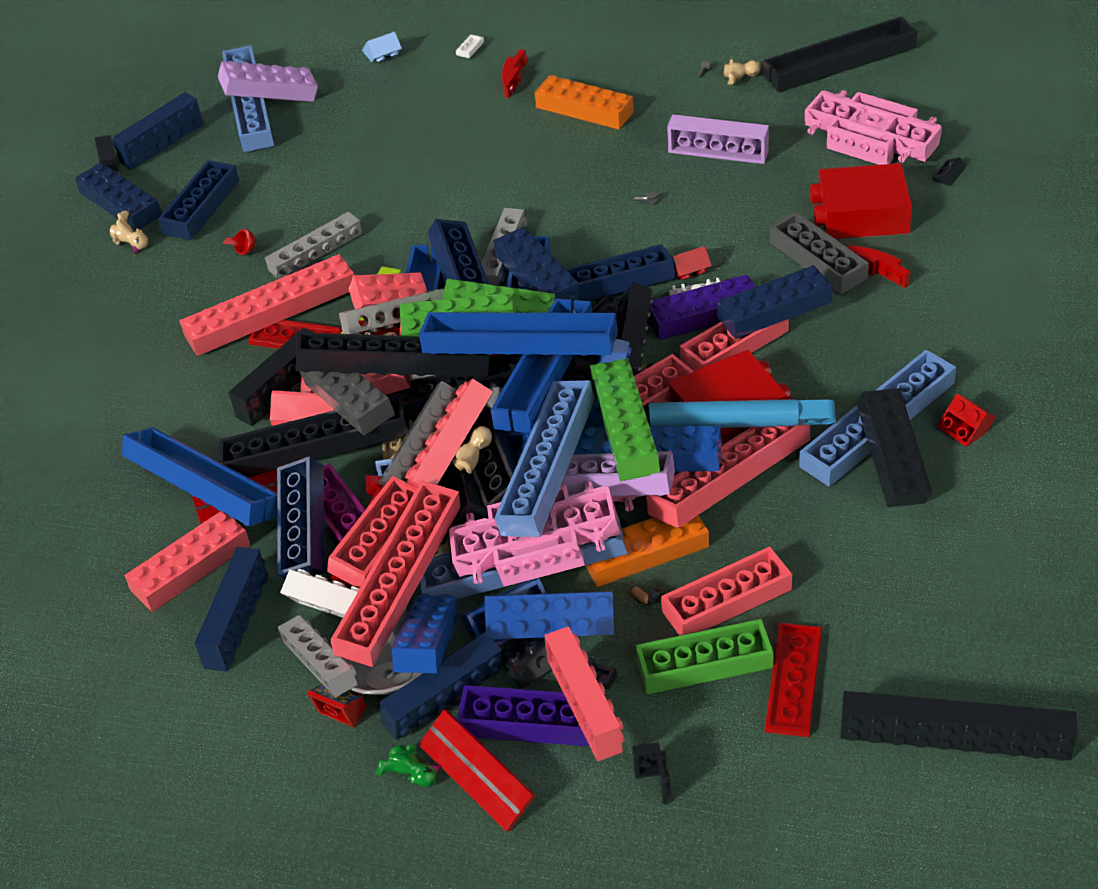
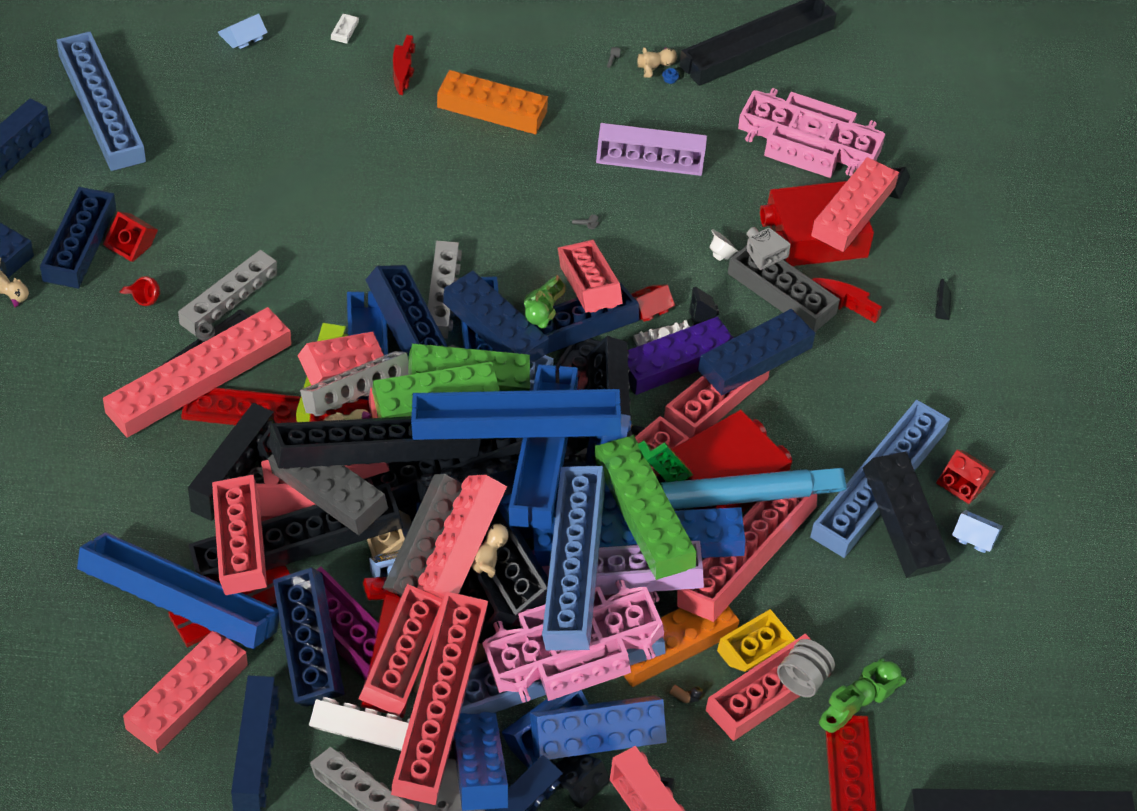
camera: 20 degrees left, 5 degrees up
(243, 200) = (129, 236): none -> red slope
(258, 430) = (239, 535): none -> coral brick
(267, 81) = (125, 82): lavender brick -> none
(578, 257) = (541, 301): none -> bright green piece
(632, 236) = (590, 276): none -> coral brick
(650, 386) = (665, 468): none -> green fence
(704, 656) = (761, 759): bright green brick -> none
(719, 550) = (754, 641): none -> yellow slope
(736, 264) = (702, 306): none -> black slope
(753, 83) = (670, 75): none -> blue plate
(758, 573) = (806, 668): none -> light grey wheel
(766, 218) = (721, 246): none -> white piece
(800, 609) = (849, 699): none -> bright green piece
(805, 216) = (766, 247): none -> light grey torso
(895, 180) = (855, 204): none -> coral brick
(967, 469) = (976, 531): none -> light blue slope
(975, 270) = (943, 301): none -> black slope

